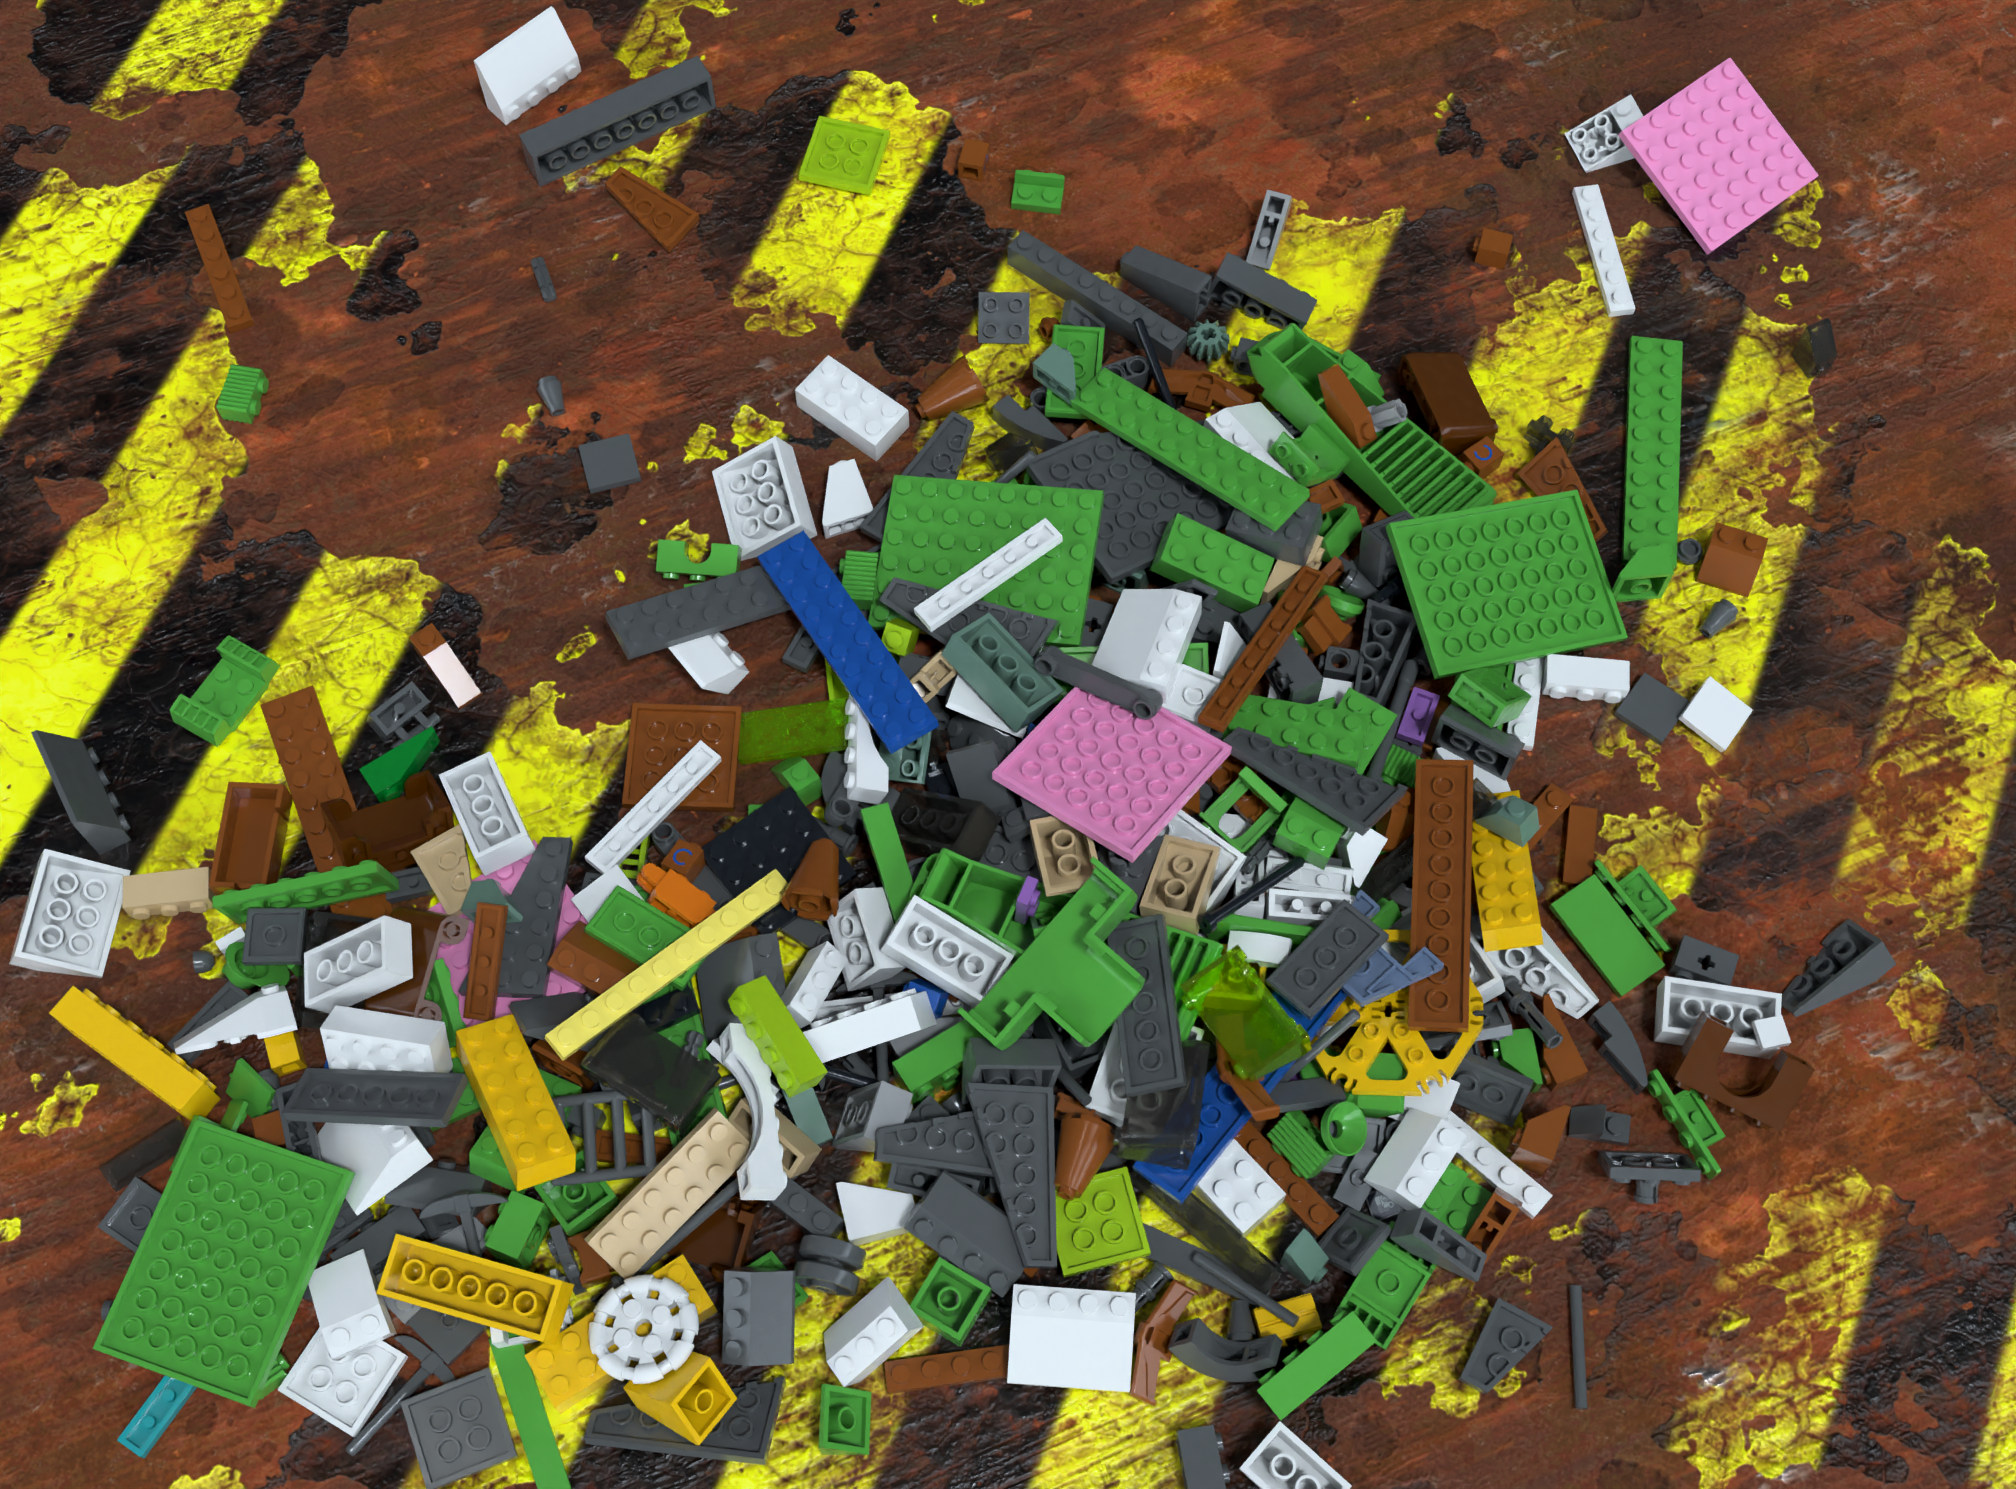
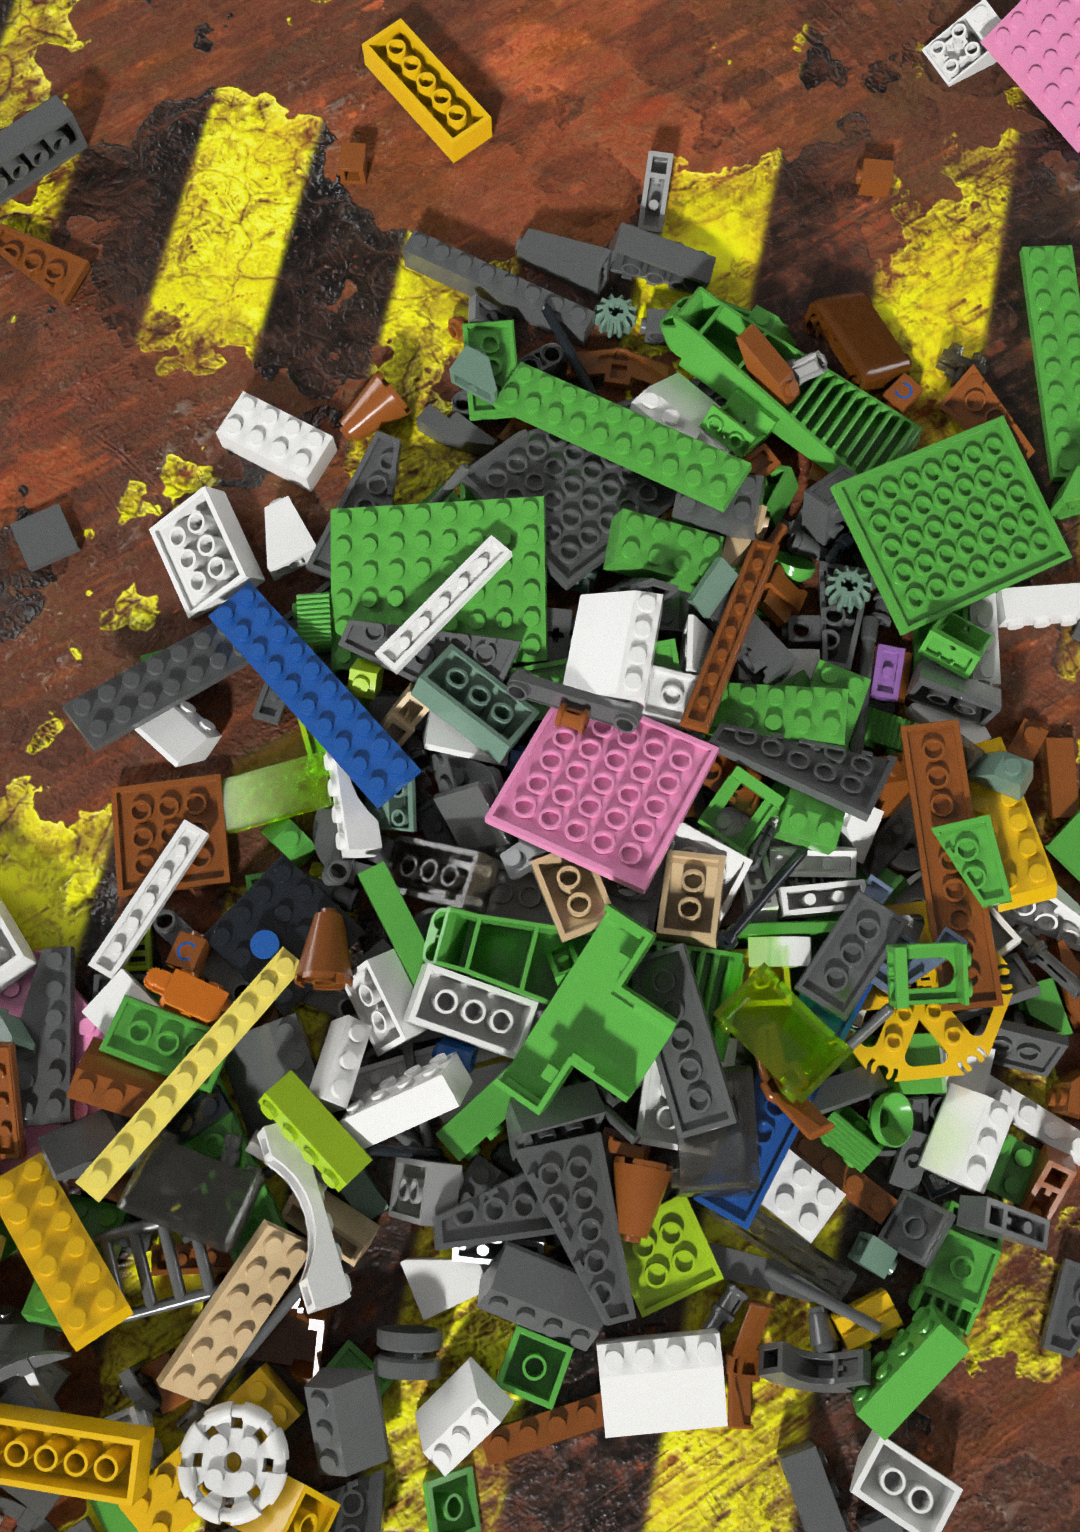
camera: 10 degrees left, 10 degrees up
(518, 1230) = (90, 1374): bright green brick -> none
(578, 1205) = (145, 1336): bright green brick -> none
(675, 561) = (126, 628): bright green arch -> none
(758, 864) = (265, 944): none -> blue tile
(806, 1212) = (378, 1295): dark grey brick -> none
(844, 155) = (224, 177): lime plate -> none
(1003, 317) = (411, 323): dark grey hinge -> none
(1007, 451) = (440, 464): clear smoke slope -> none
(1027, 901) = (544, 944): medium lavender plate -> none
(1038, 191) = (422, 186): bright green bracket -> none
(1059, 103) = (427, 90): none -> yellow brick
(1094, 697) = (572, 718): none -> dark orange bush
(1254, 602) = (712, 587): none -> sand green tile
(1390, 627) = (858, 588): none -> sand green gear
(1423, 967) = (956, 991): none -> bright green panel
(1466, 887) = (977, 858): none -> bright green wing
(1603, 251) = (979, 164): white plate -> none

